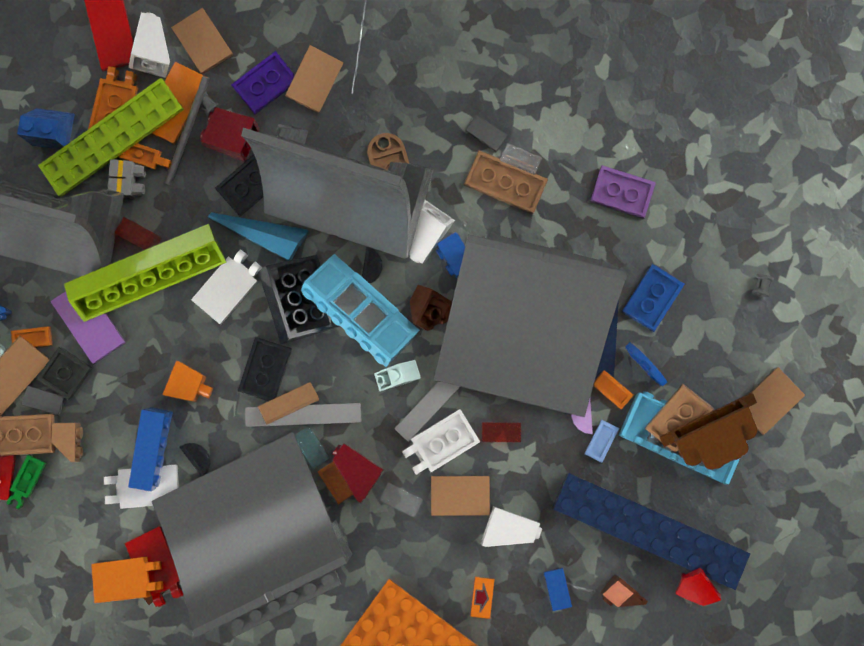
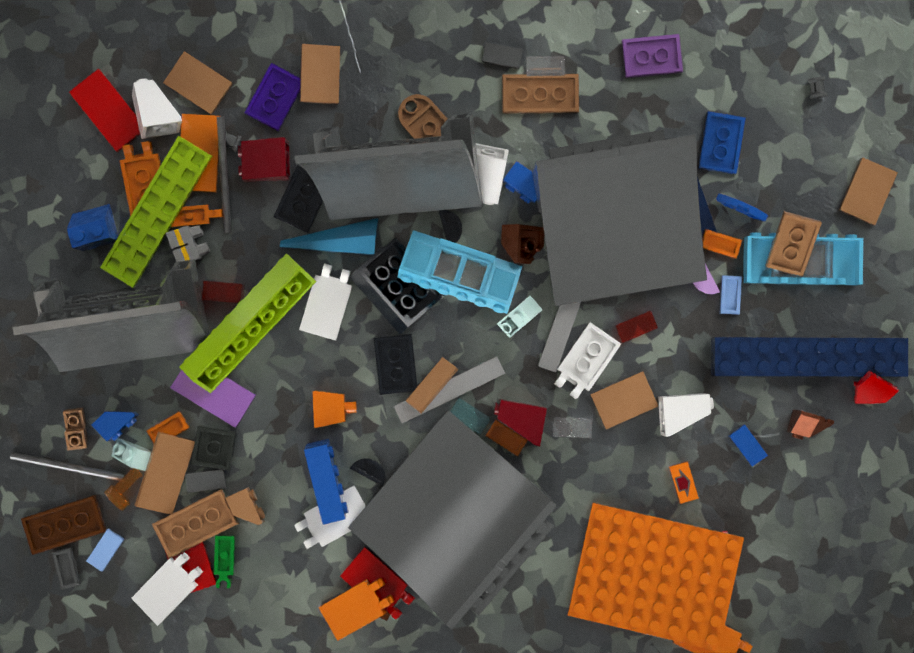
camera: 30 degrees left, 5 degrees up
(716, 436) = (834, 245): reddish brown brick -> none

